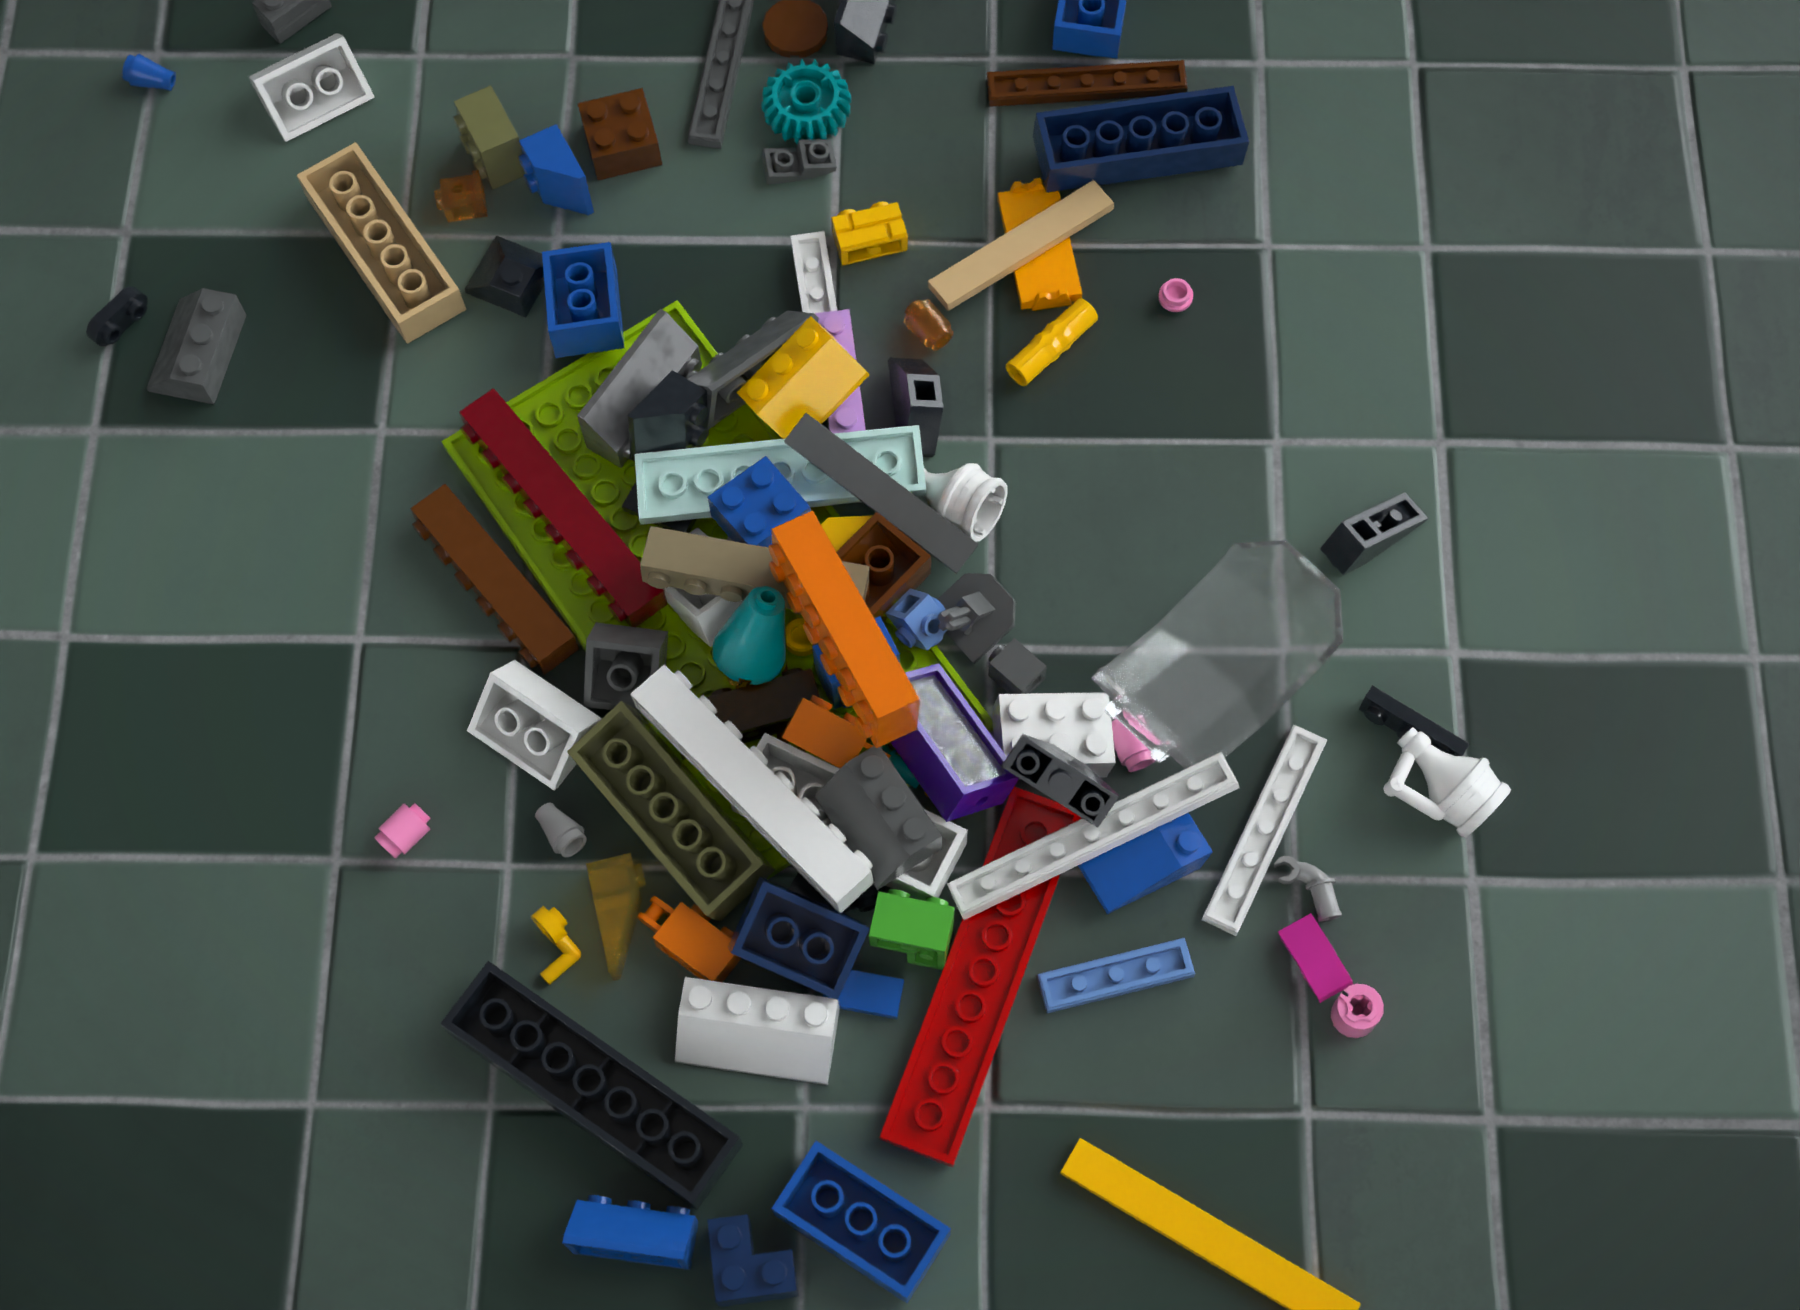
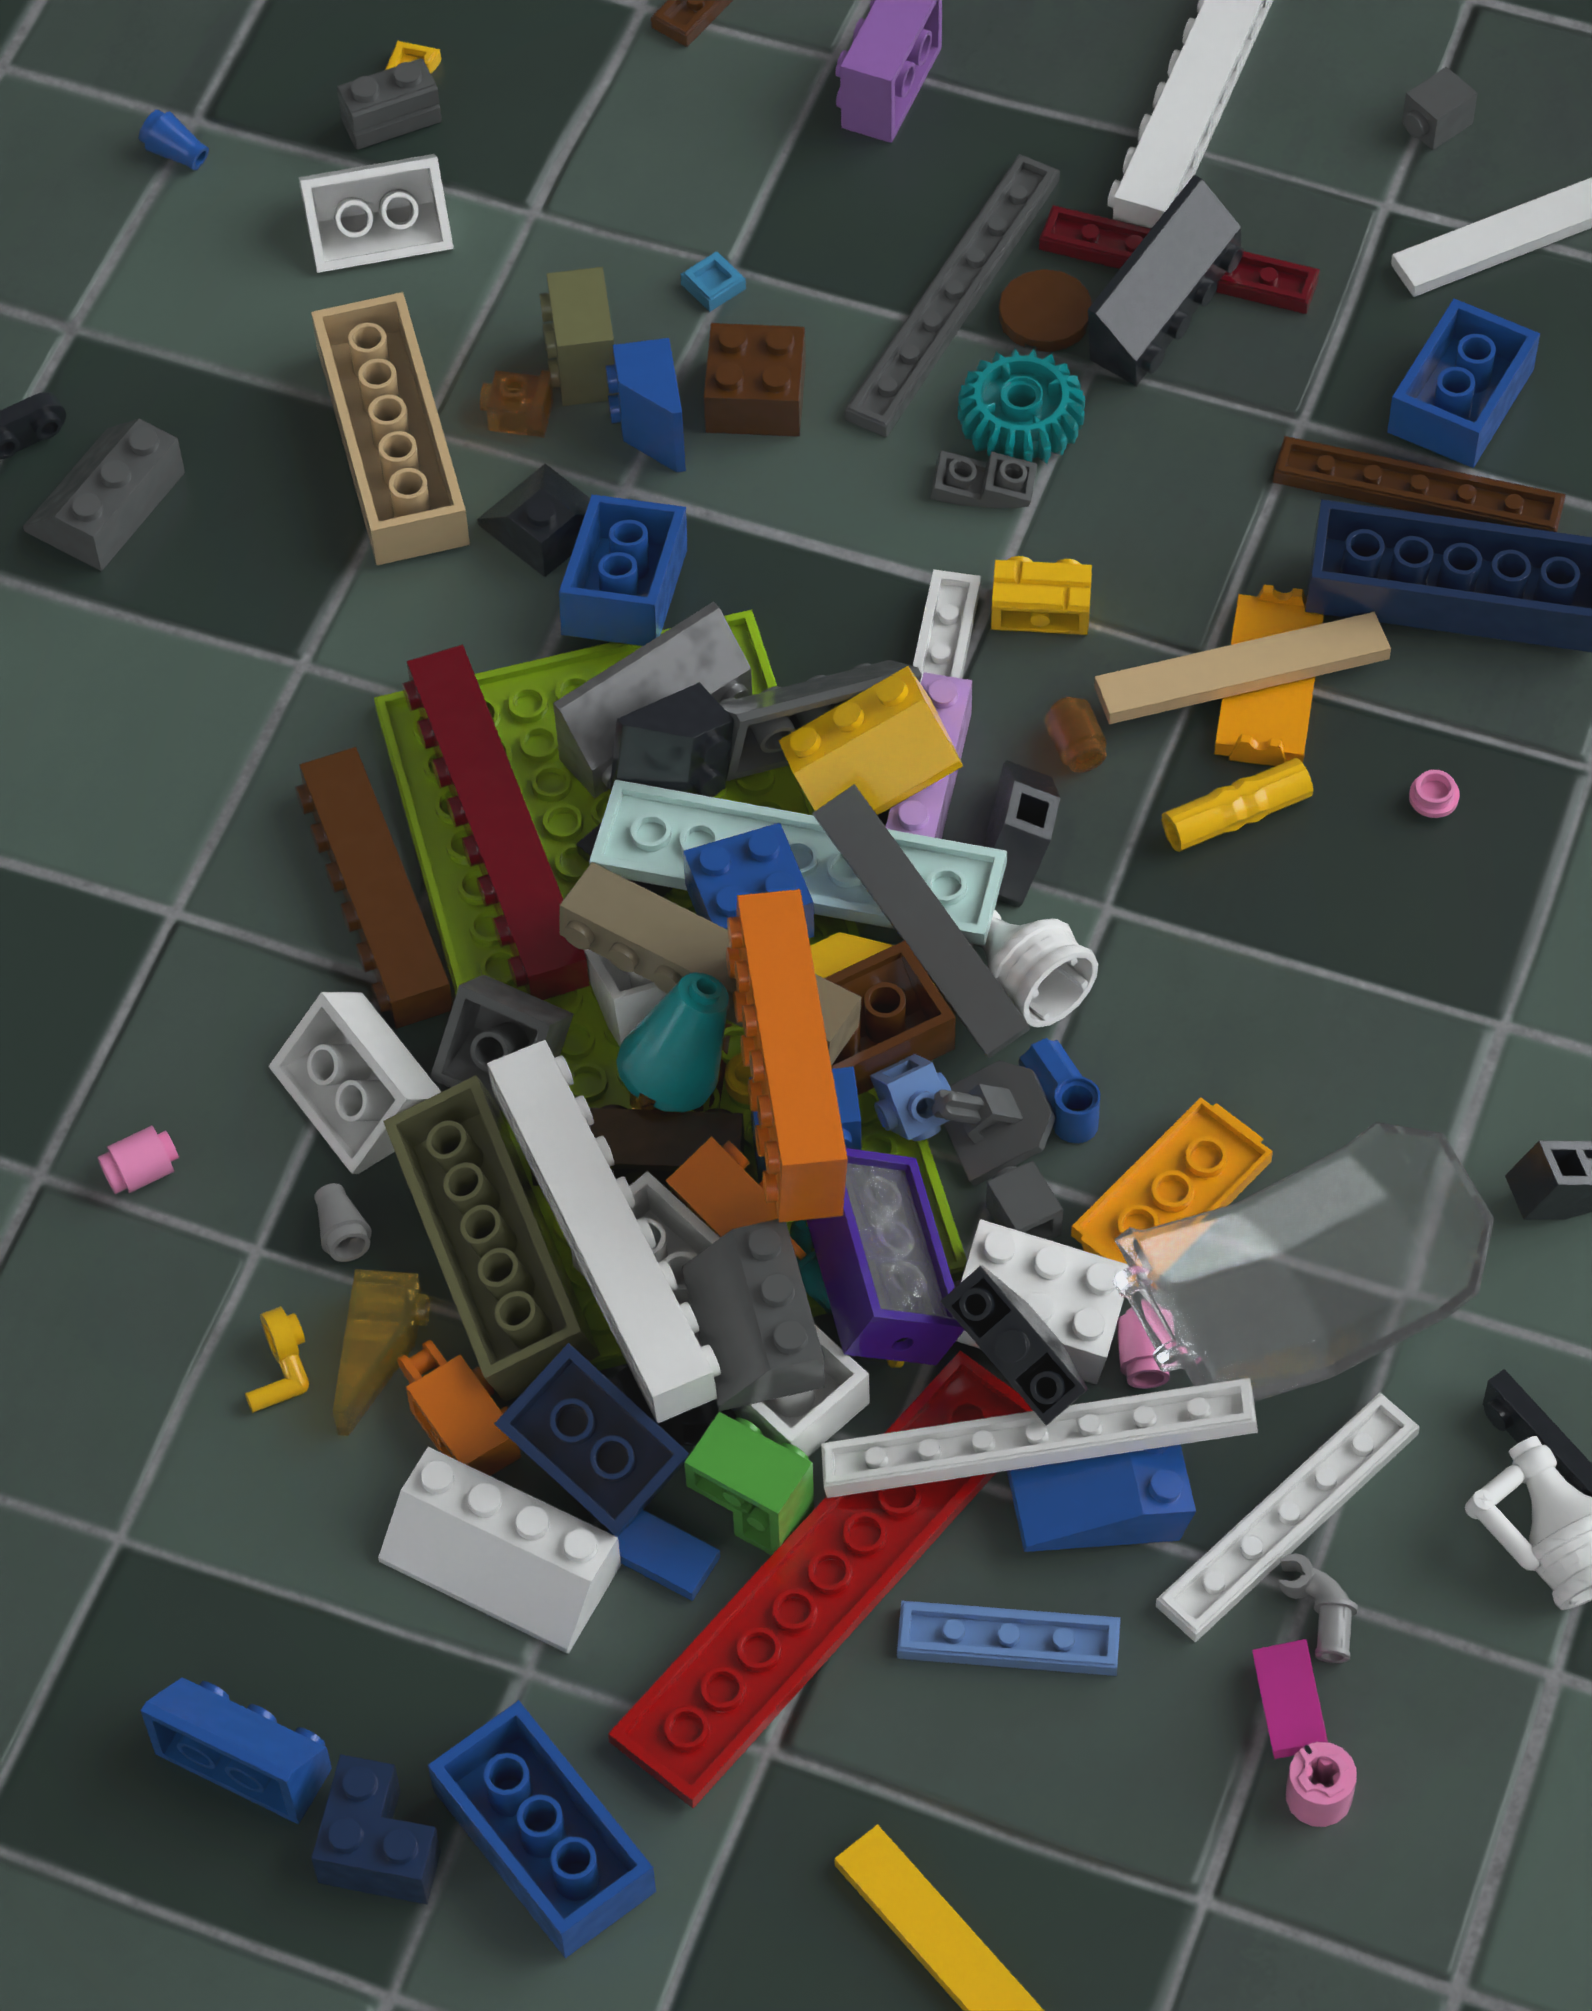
camera: 20 degrees right, 10 degrees down
(563, 70) = (713, 281): none -> dark azure tile
(592, 1085) = (259, 1548): black brick -> none
(1013, 578) = (1065, 1090): none -> blue piece
(1109, 623) = (1186, 1172): none -> light orange brick

